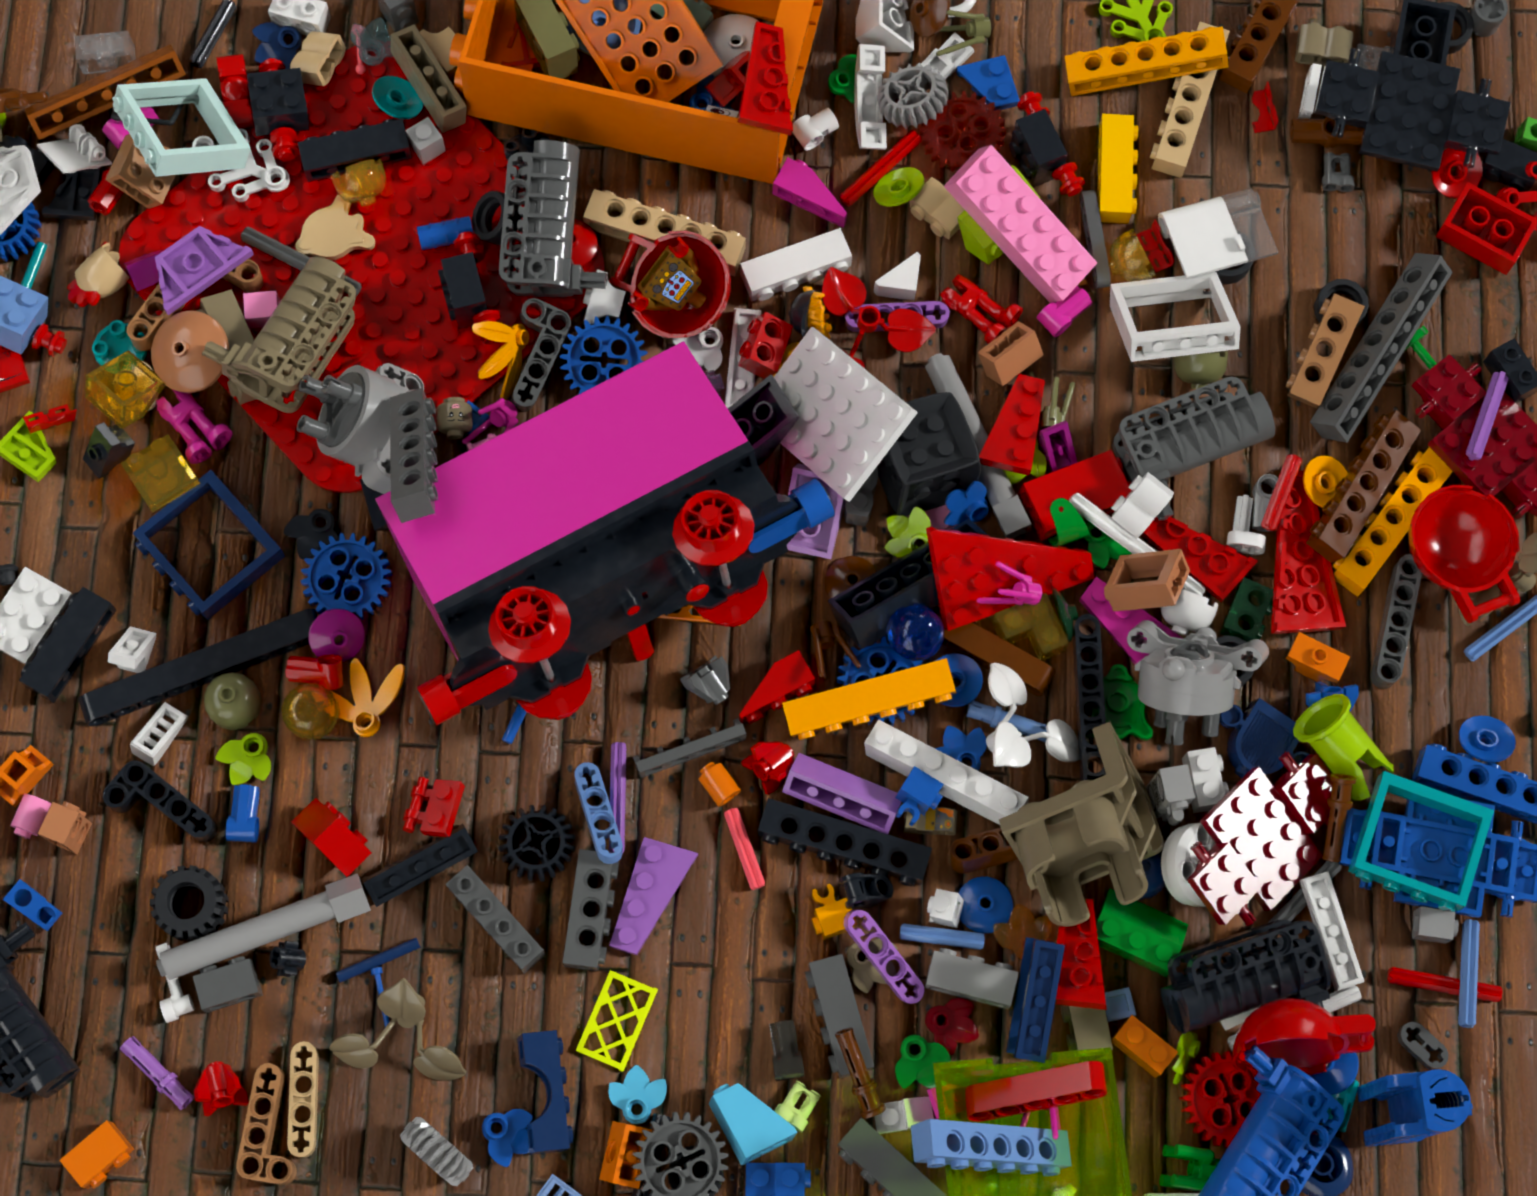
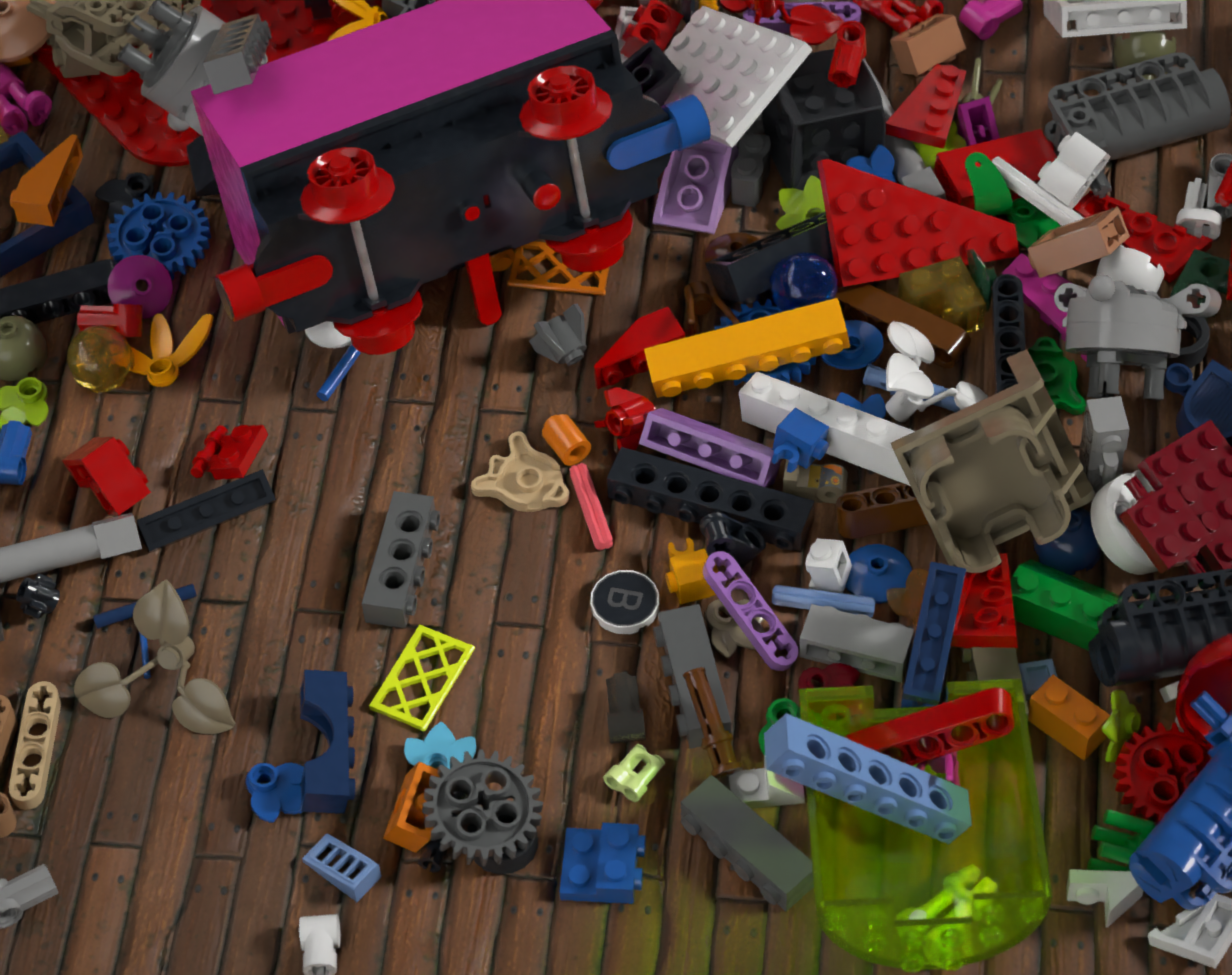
camera: 10 degrees right, 20 degrees down
(241, 541) = (47, 184): none -> orange slope
(436, 1151) = (186, 792): light grey gear -> none
(495, 919) = (288, 564): dark grey brick -> none
(525, 849) = (359, 477): black gear -> none
(599, 812) = (420, 459): medium blue beam -> none
(618, 787) = (445, 452): medium lavender axle -> none
(652, 885) = (473, 547): medium lavender wing -> none
(686, 820) = (524, 479): none -> tan tile
(690, 750) = (535, 406): dark grey hinge -> none
(749, 1123) = (575, 782): medium azure slope -> none
(778, 942) = (625, 601): none -> black tile
(947, 410) = (848, 54): none -> red piece
(1023, 591) = (933, 243): dark pink plant -> none
(1206, 778) = (1146, 435): white brick -> none

